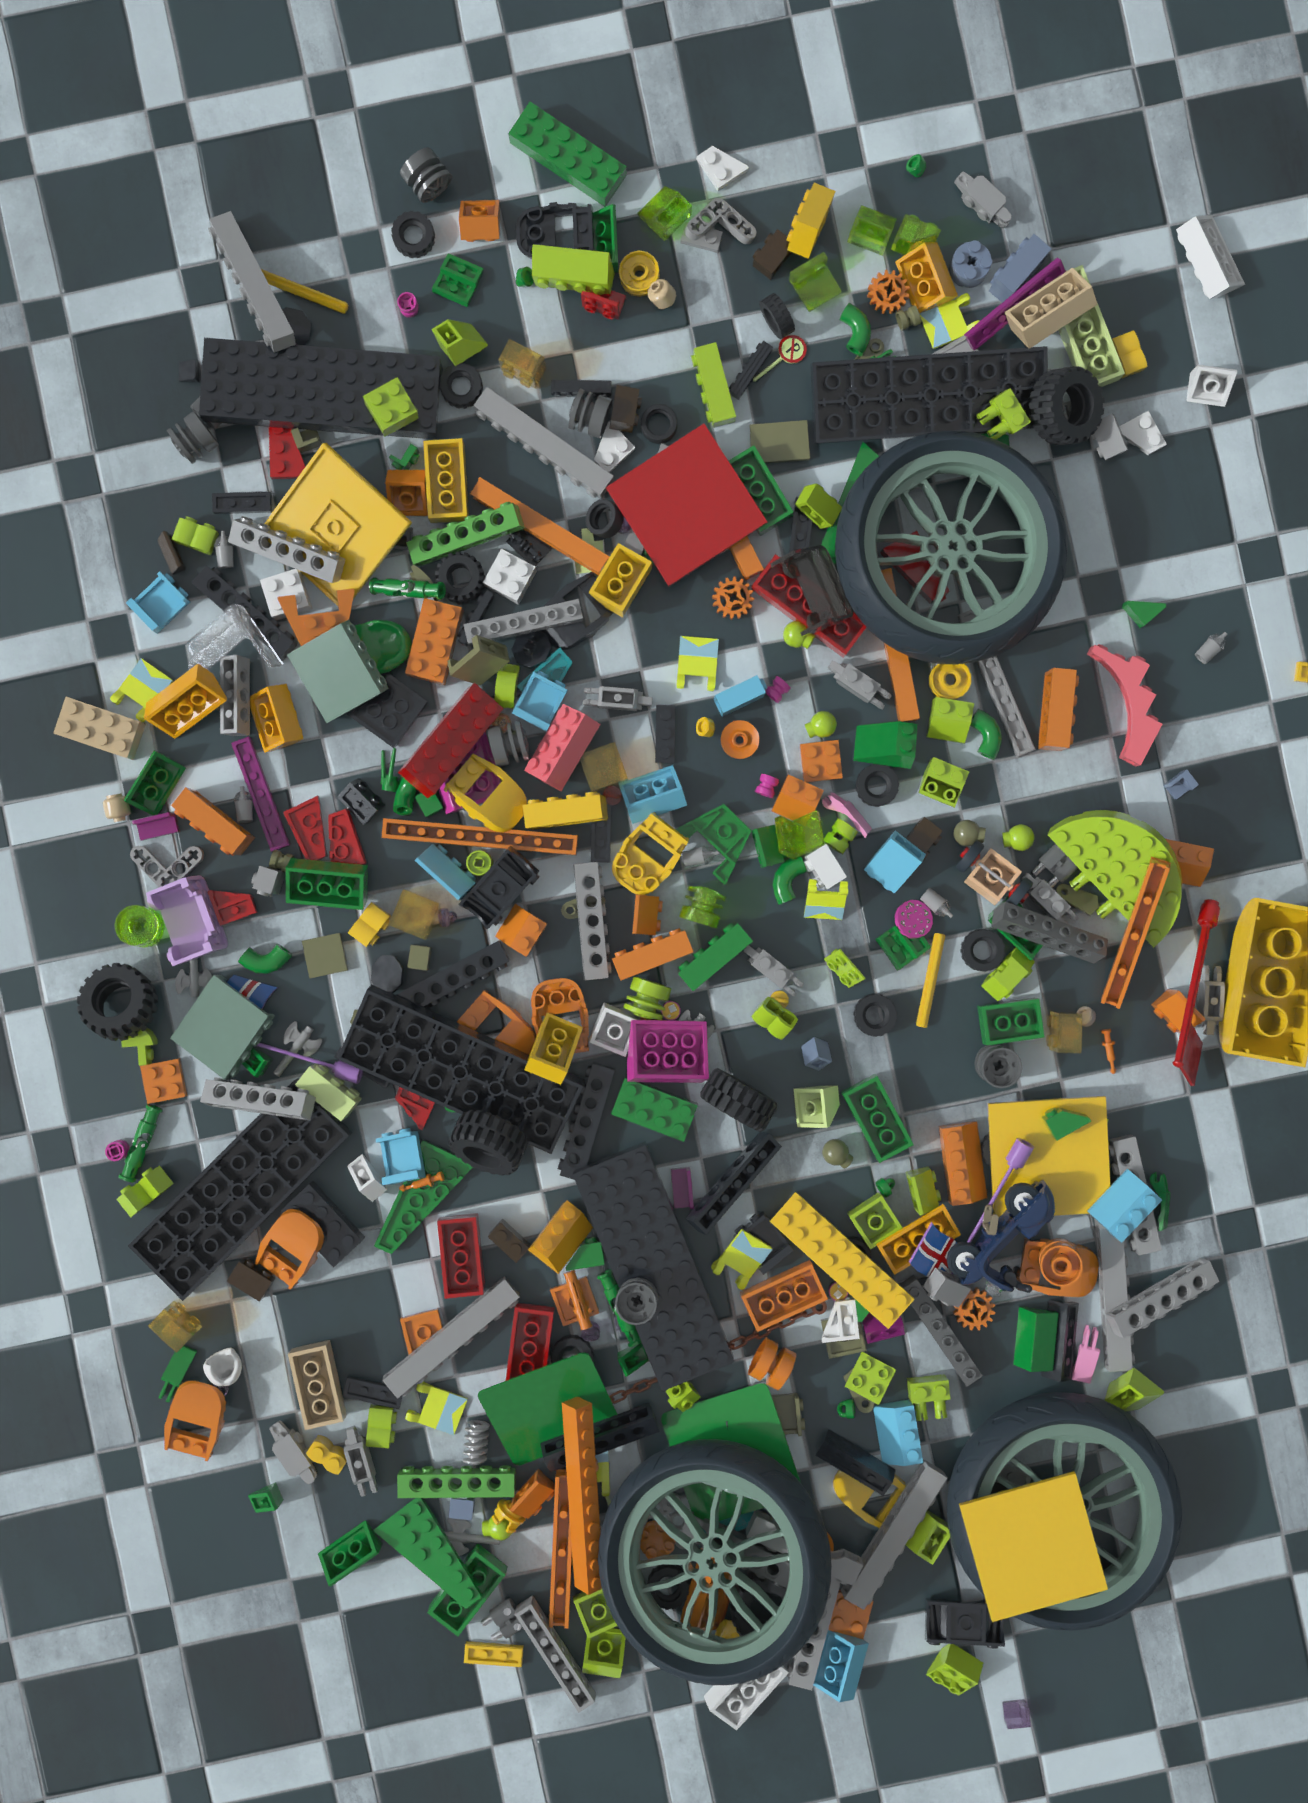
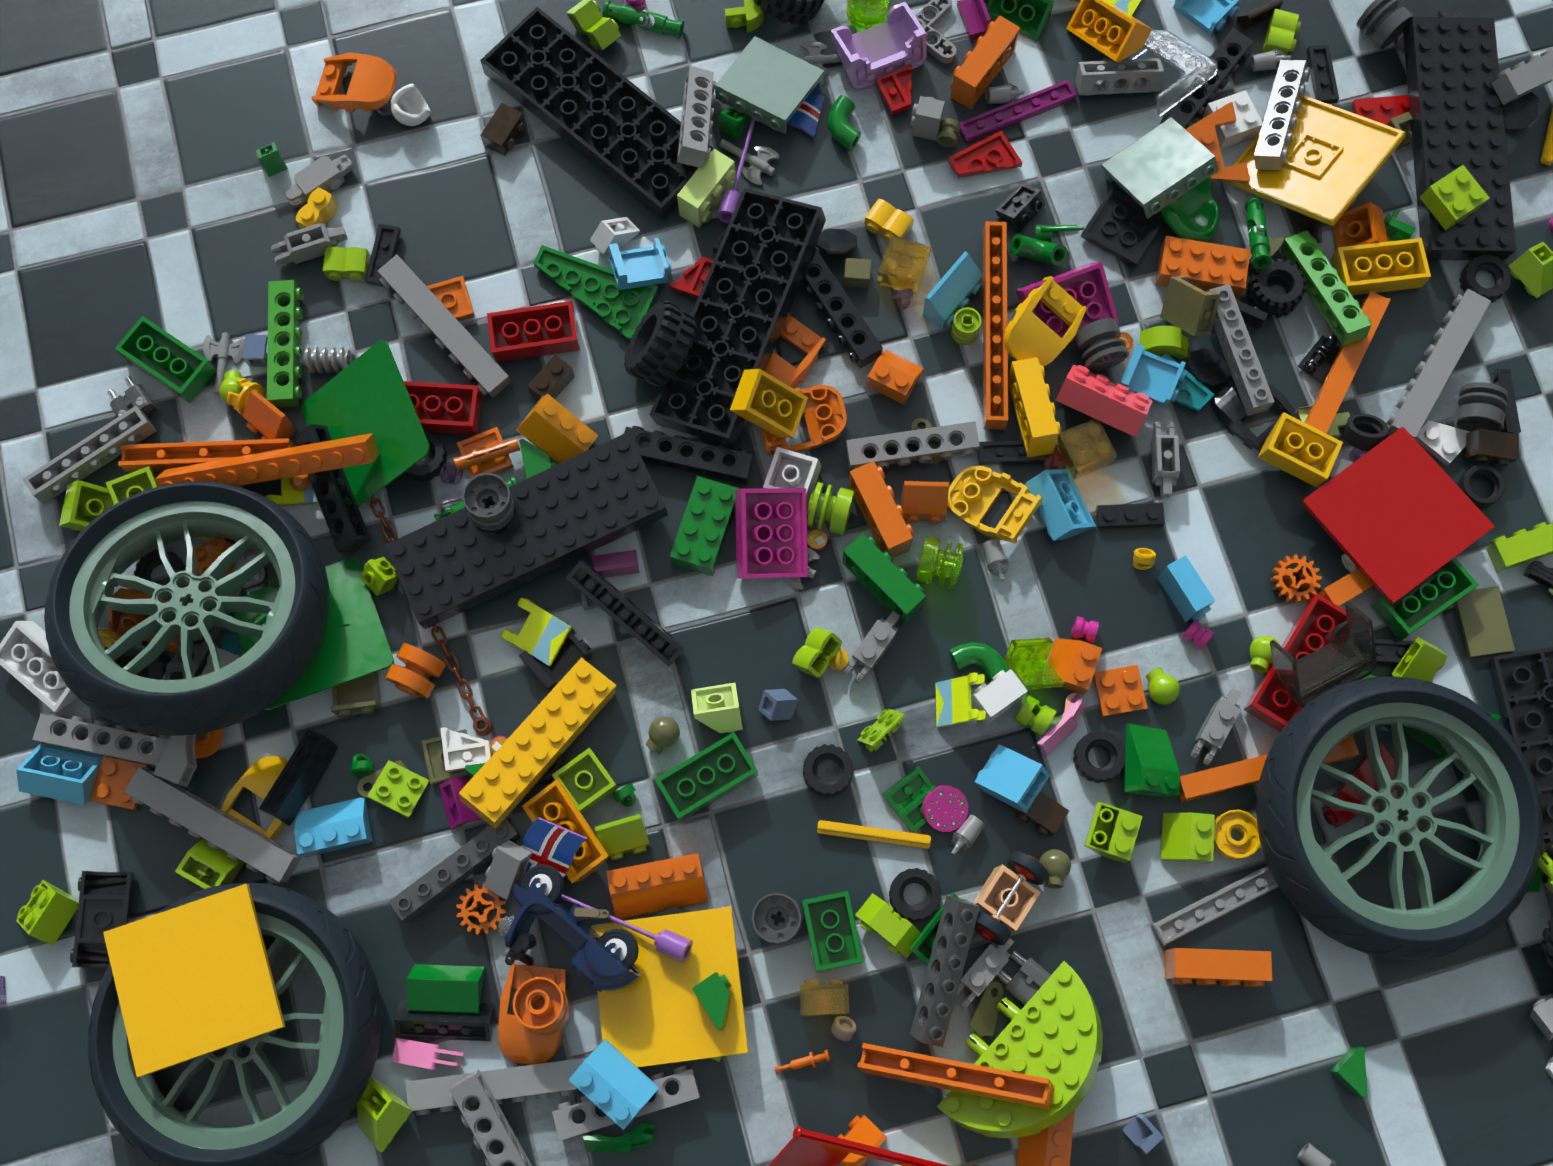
camera: 85 degrees right, 15 degrees down
(163, 1081) = (708, 38): orange plate -> none
(175, 1326) = (453, 57): clear yellow brick -> none
(176, 1370) = (408, 66): green arm -> none
(275, 717) = (1101, 119): light orange slope -> none
(298, 1236) = (549, 165): orange slope -> none
(317, 1385) = (391, 197): tan brick -> none
(324, 955) = (851, 182): olive tile -> none
(326, 884) = (929, 173): green brick -> none
(339, 1232) = (564, 194): black brick -> none
(344, 840) = (970, 194): red wing -> none
(349, 1552) = (211, 240): green slope -> none
(424, 1543) = (216, 312): green wing -> none
(429, 1180) = (615, 293): orange piece -> none
(431, 805) = (1026, 272): green panel -> none
(441, 1409) = (364, 324): neon yellow flag -> none
(450, 740) = (1099, 280): red brick -> none
(493, 1654) = (93, 394): yellow tile -> none
(500, 887) = (943, 344): black piece -> none
(509, 576) = (1285, 339): white brick -> none
(522, 364) = (1522, 335): clear yellow brick -> none
(632, 1358) = (417, 514): green slope -> none
(697, 658) = (1220, 545): neon yellow flag -> none
(724, 833) = (1024, 586): green wing -> none
(738, 1100) = (721, 609): black tyre -> none
(739, 729) = (1141, 588): orange dish -> none
(767, 846) = (1013, 627): green slope -> none
(783, 1295) = (494, 681): orange brick -> none
(929, 1389) = (384, 856): lime brick -> none
(990, 732) = (1179, 887): green cylinder -> none
(1019, 837) = (1054, 930): lime piece -> none
(1138, 699) = (1243, 1071): coral arch -> none

